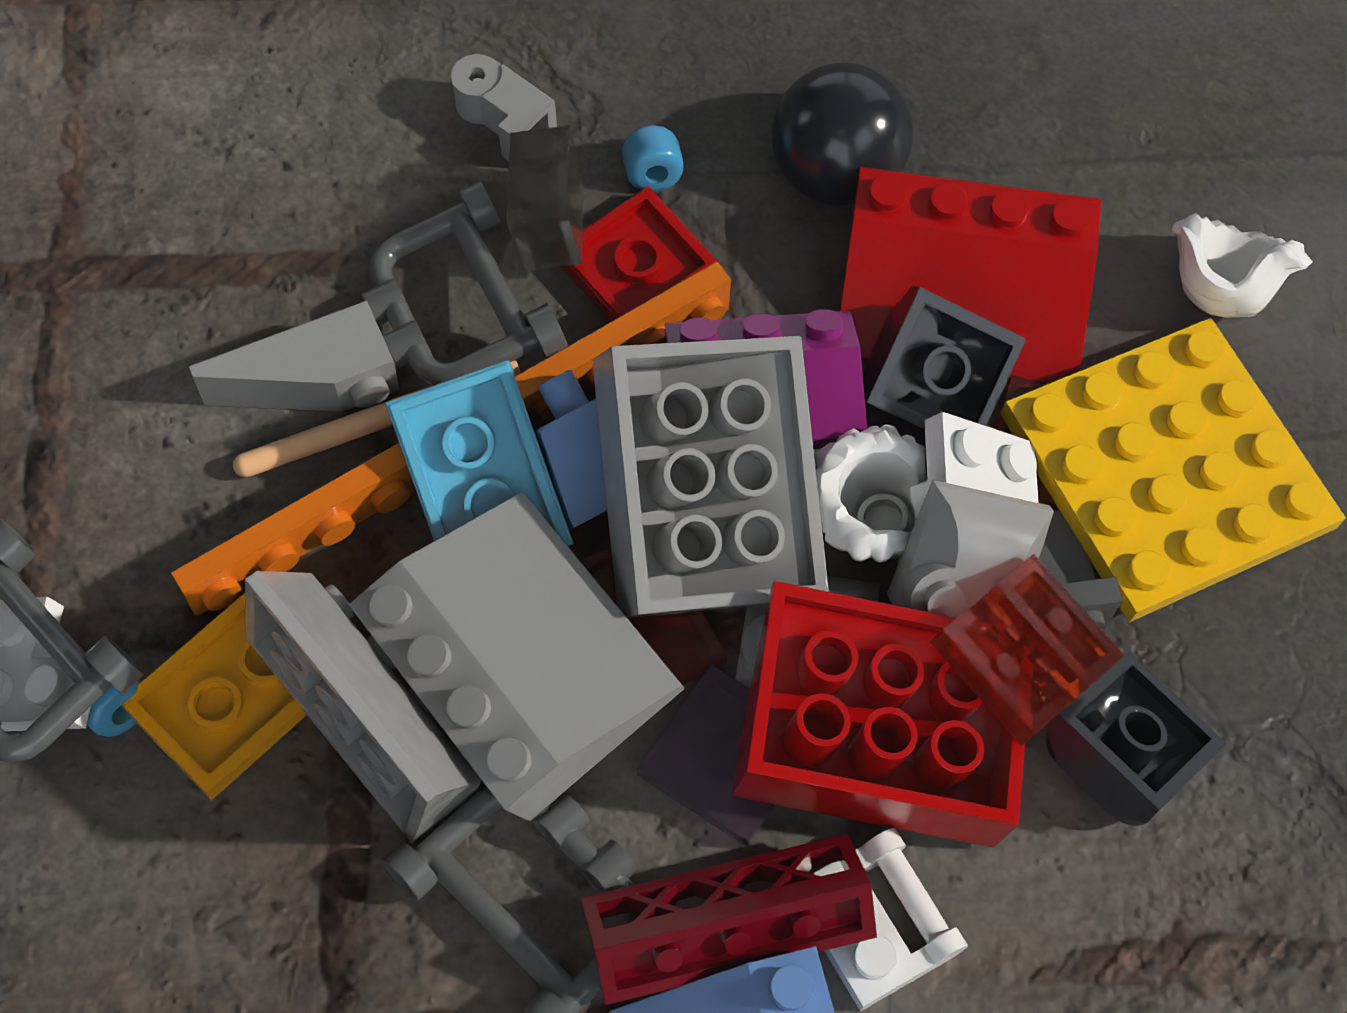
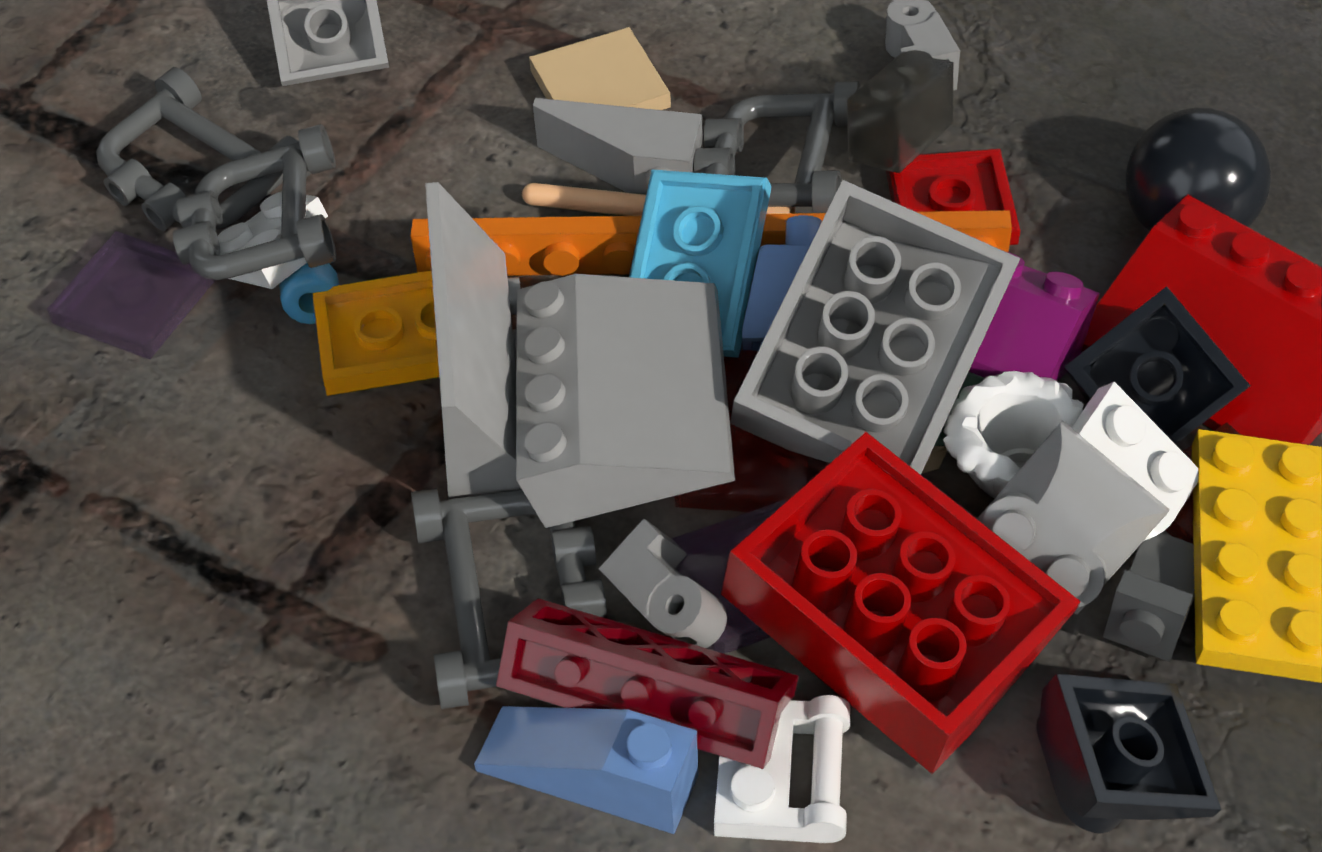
camera: 40 degrees right, 15 degrees down
(216, 297) = (602, 71): none -> tan tile
(652, 158) = (1019, 132): dark azure piece -> none
(678, 823) = (648, 577): none -> light grey leg
(1027, 649) = (1060, 601): clear red slope -> none

